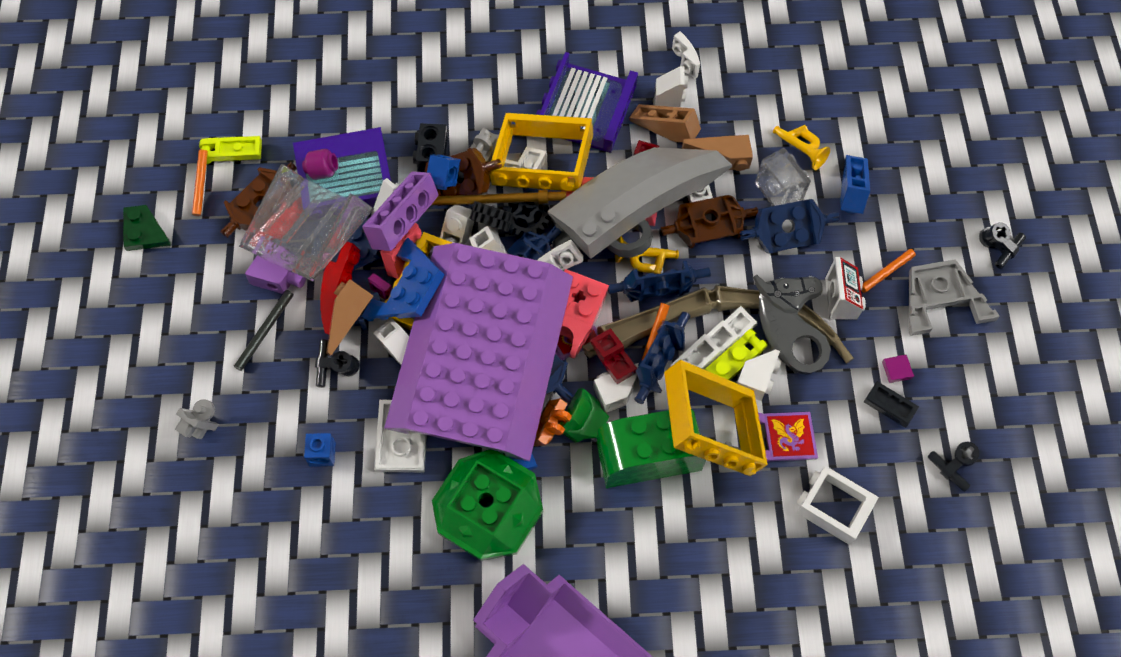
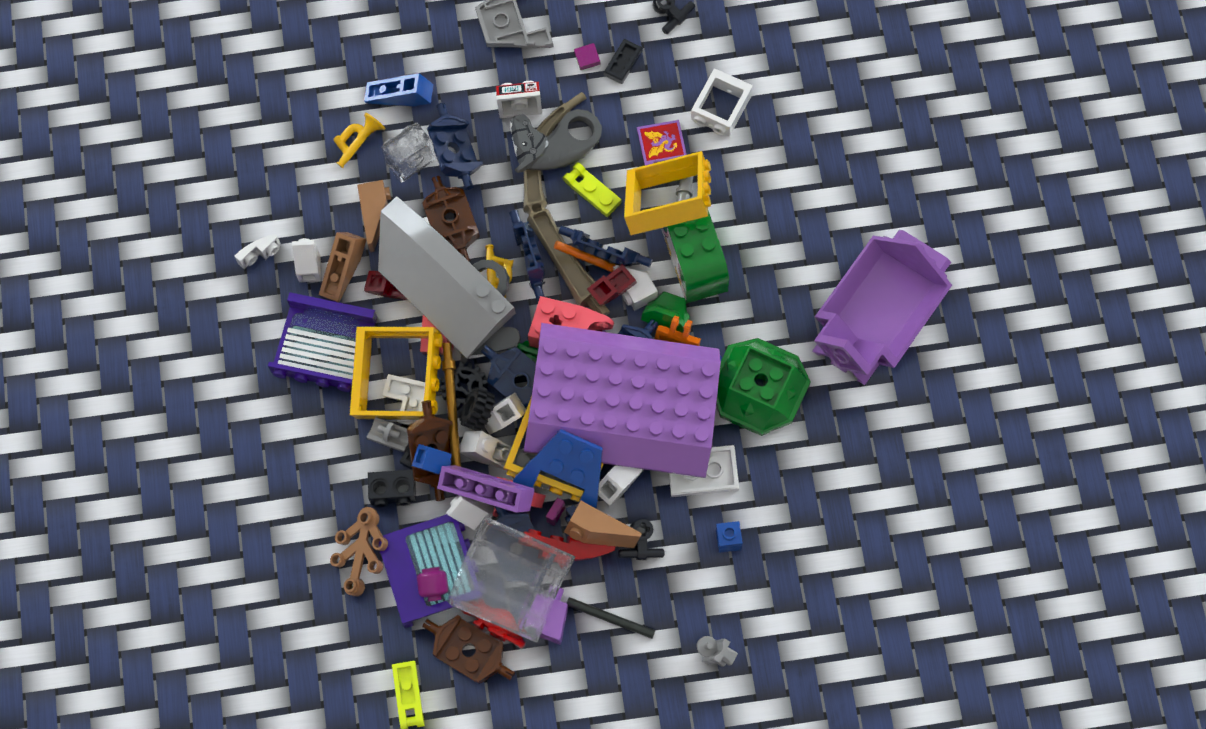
camera: 90 degrees left, 5 degrees up
(199, 182) = (453, 715): orange bar -> none
(399, 122) = (360, 548): none -> medium nougat plant
(563, 256) = (525, 347): white slope -> none
(719, 339) = (581, 208): white slope -> none
(758, 371) = (608, 168): white slope -> none
(889, 269) = (487, 63): orange bar -> none

